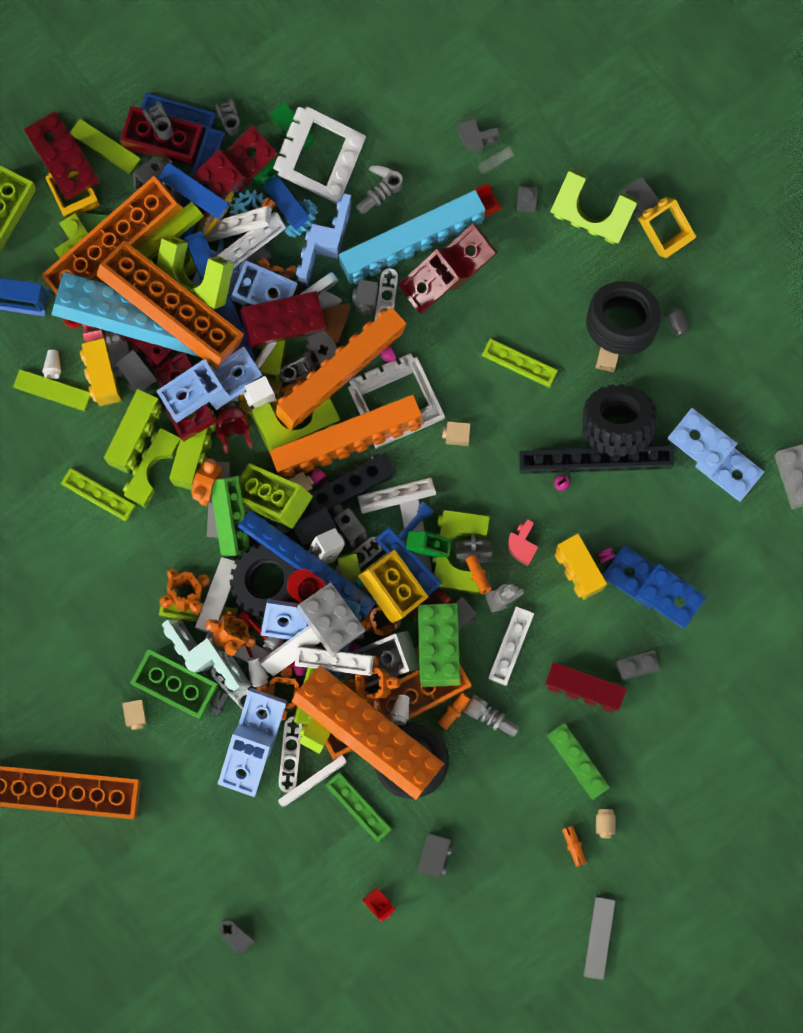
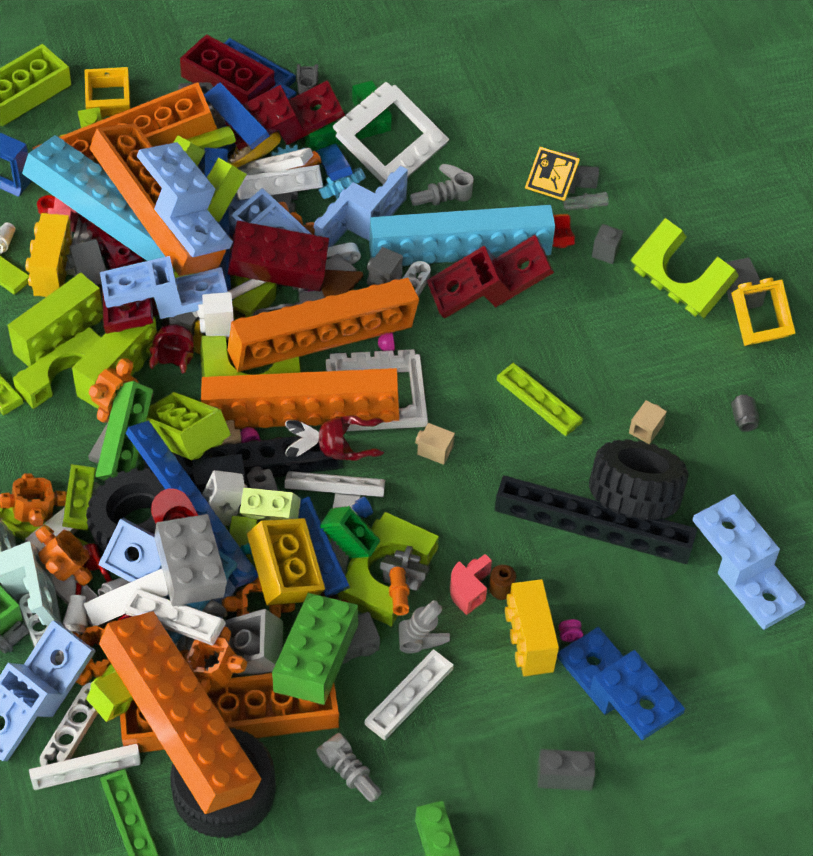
camera: 15 degrees right, 25 degrees down
(61, 155) = (110, 52): dark red bracket -> none
(105, 147) = (158, 66): lime tile -> none
(158, 118) = (229, 51): dark grey piece -> none
(198, 309) = (184, 199): none -> light blue bracket
(217, 576) = (78, 496): none -> lime tile
(365, 547) = (269, 504): none -> yellowish green brick
(385, 468) = (330, 438): none -> dark red hair
(400, 711) = (234, 707): white cone -> none
(454, 711) = (305, 744): orange pin -> none
(462, 147) = (552, 173): none -> piece
(546, 541) = (501, 581): none -> reddish brown brick
(564, 486) = (545, 538): dark pink hinge -> none
(586, 687) = (487, 772): dark red brick -> none
(629, 296) = (680, 380): black tyre -> none

